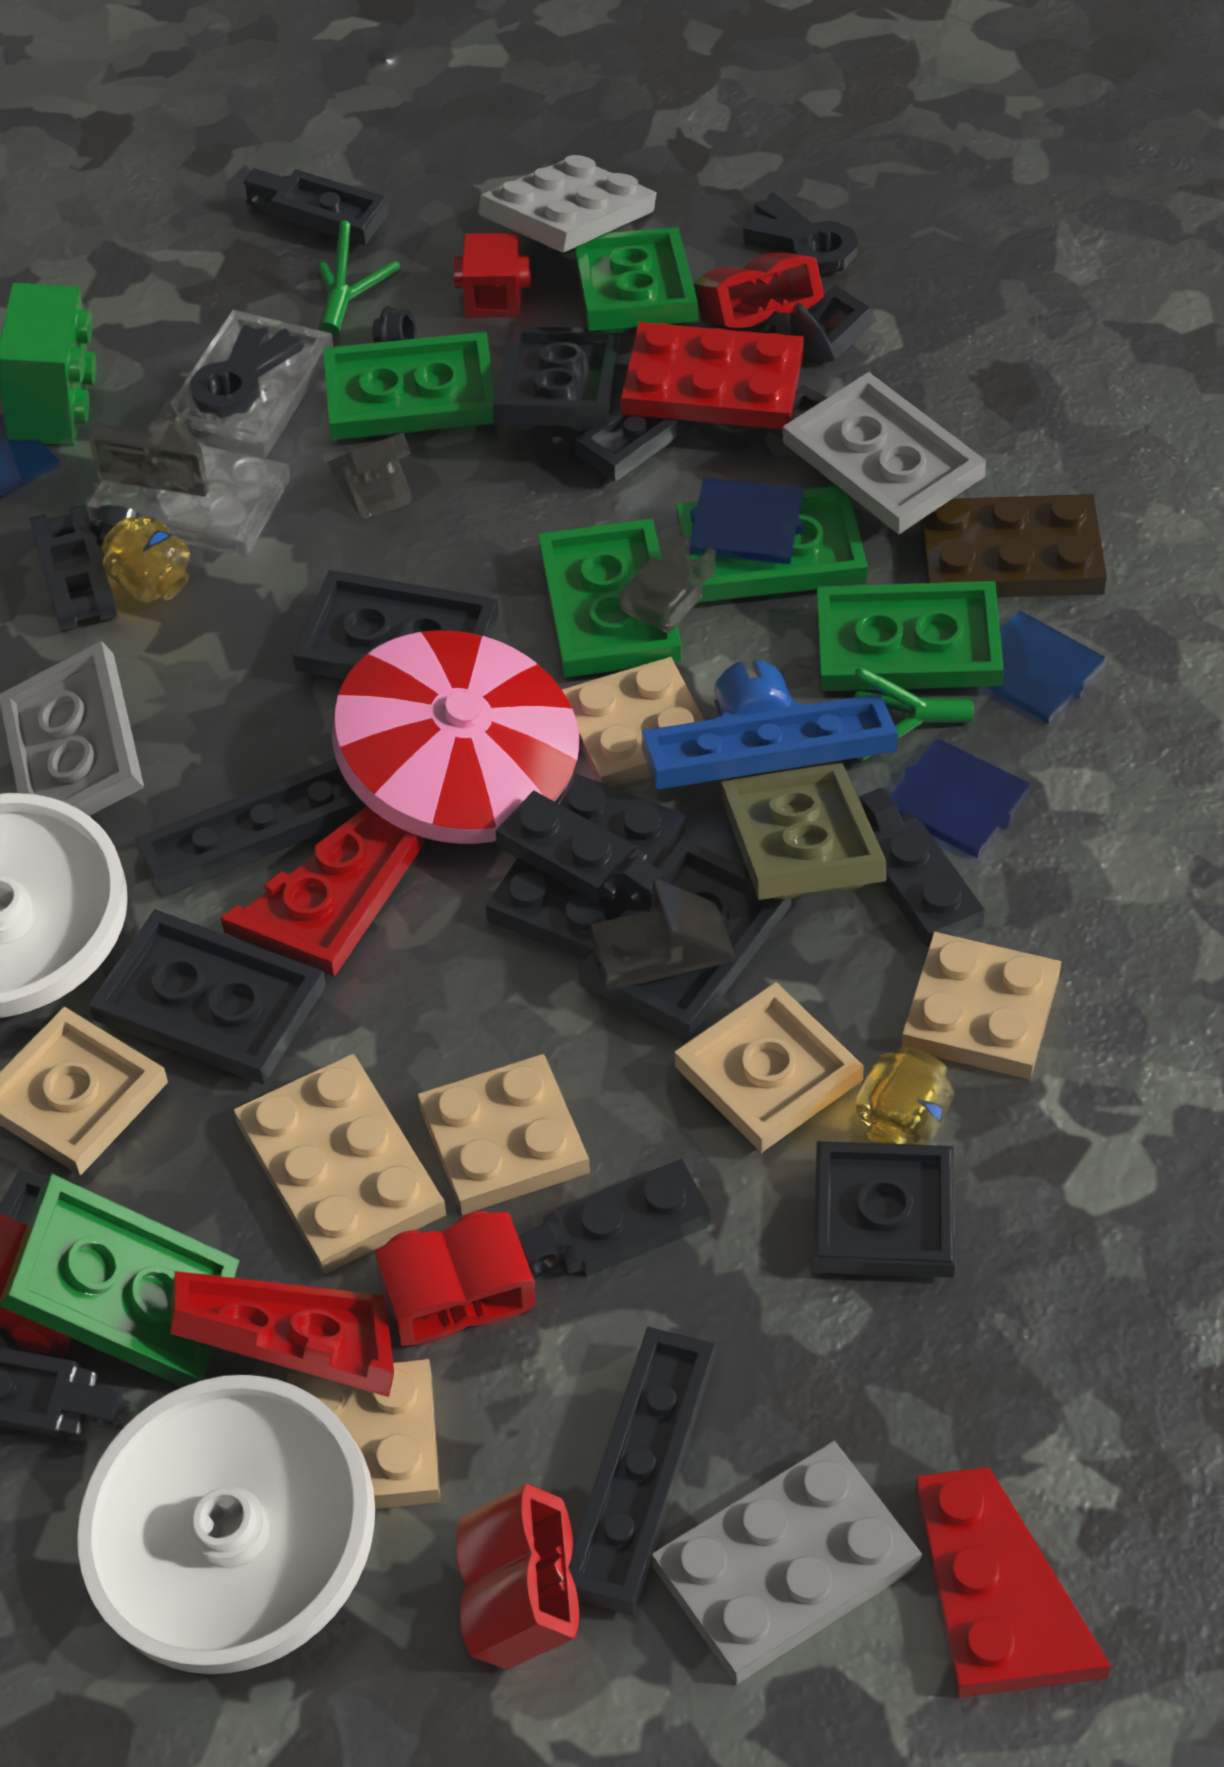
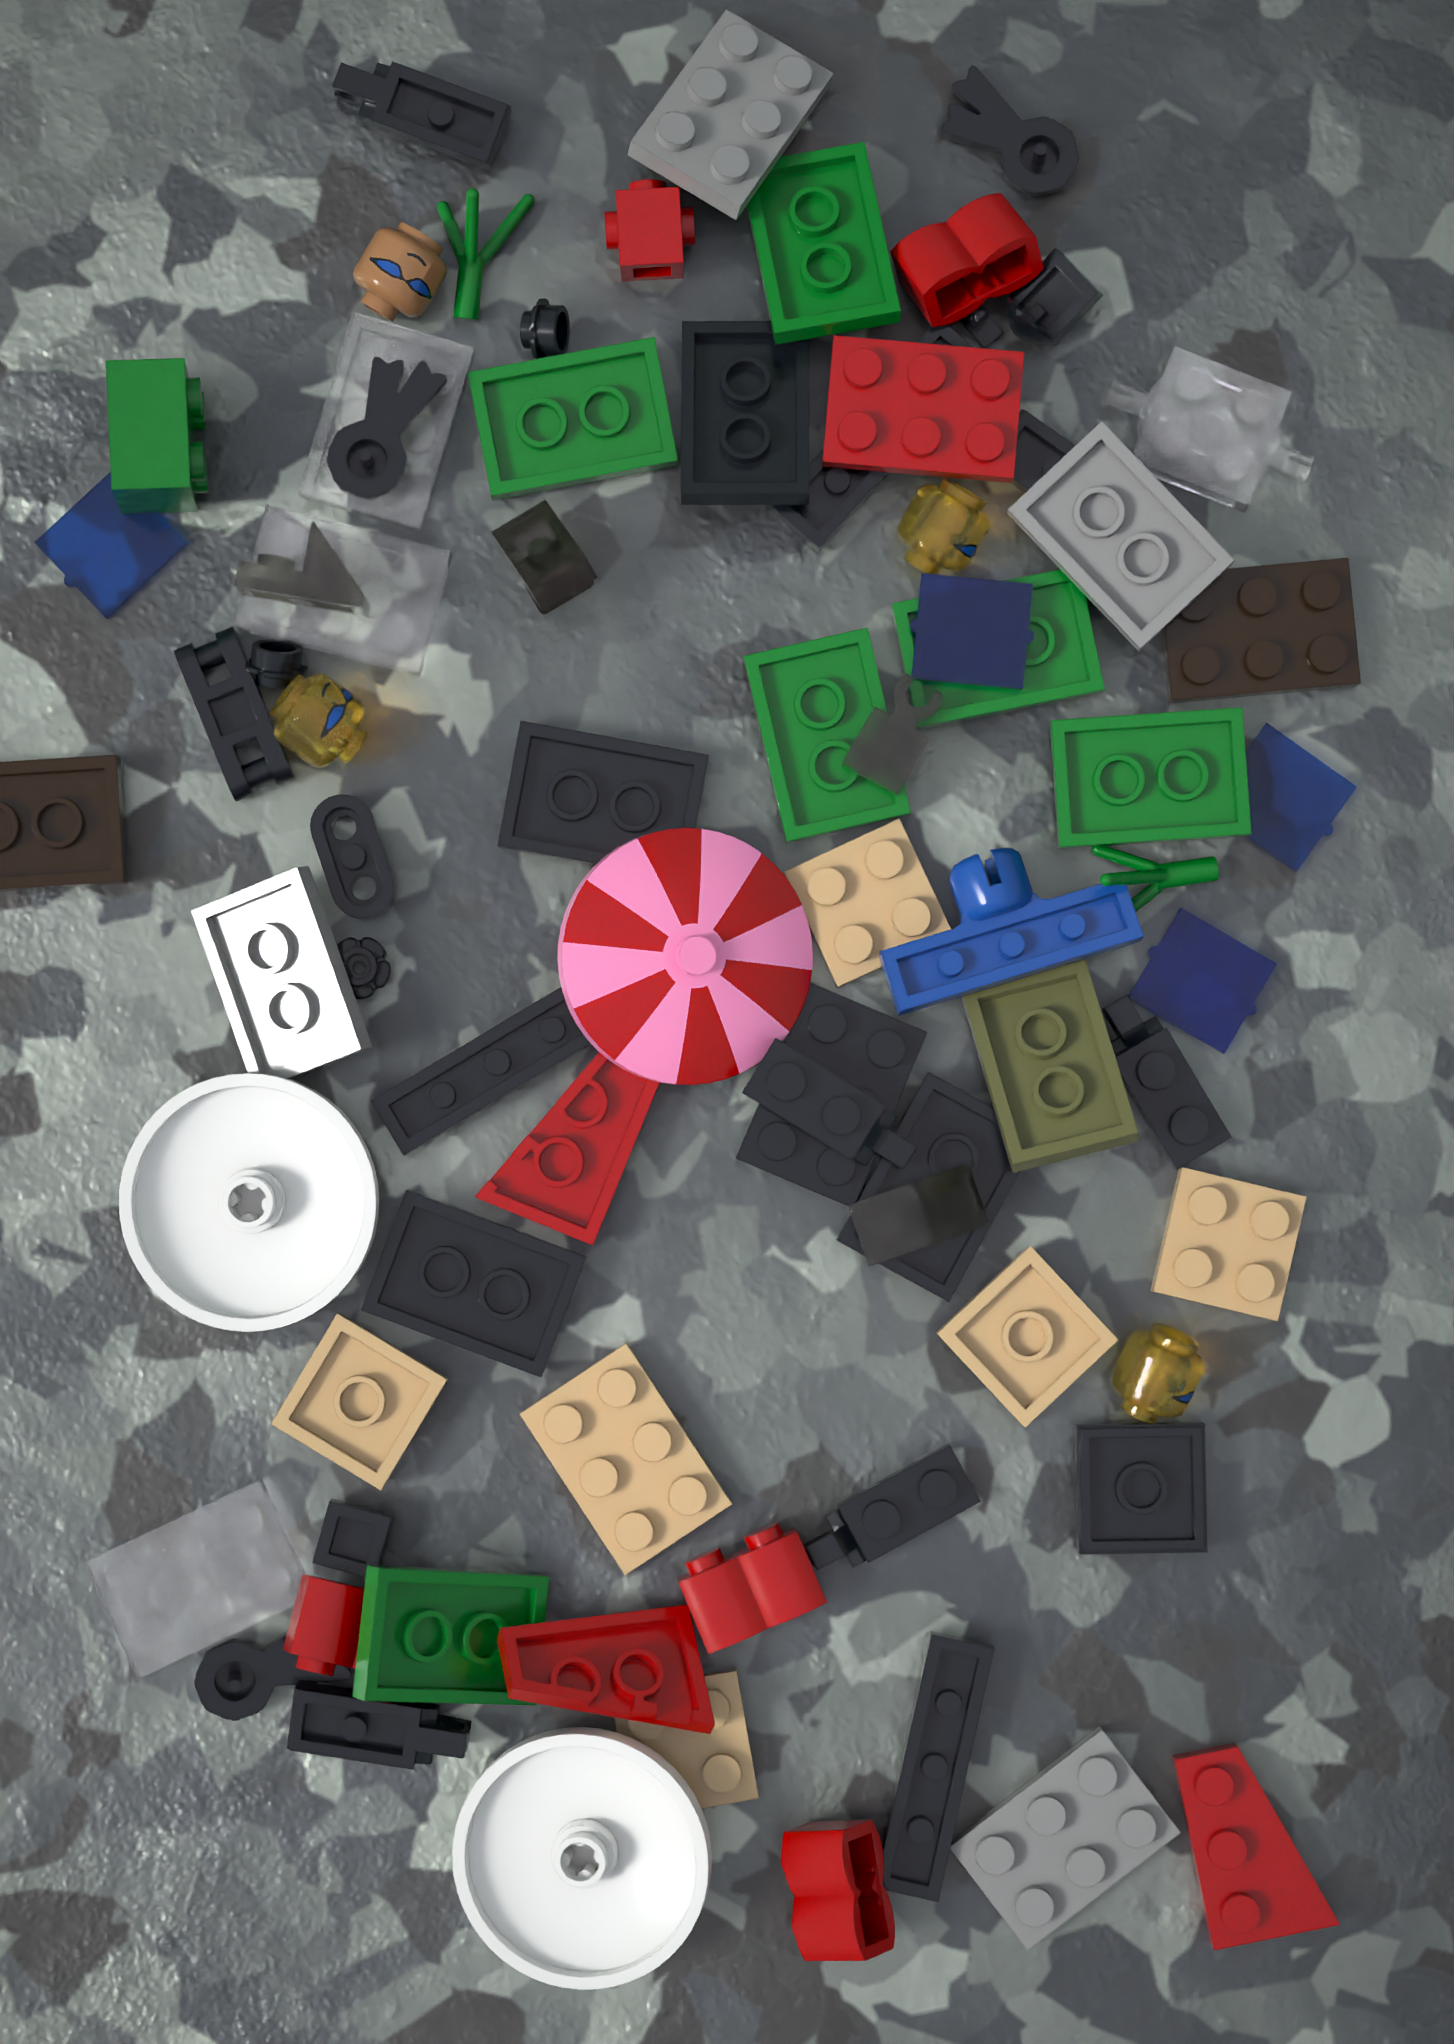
camera: 10 degrees left, 35 degrees up
(153, 749) = (376, 970): none -> black plate
(158, 666) = (353, 858): none -> black plate
(278, 285) = (400, 272): none -> medium nougat head
(503, 1134) = (778, 1418): tan plate -> none
(727, 451) = (943, 527): none -> clear yellow head
(980, 409) = (1210, 429): none -> clear plate

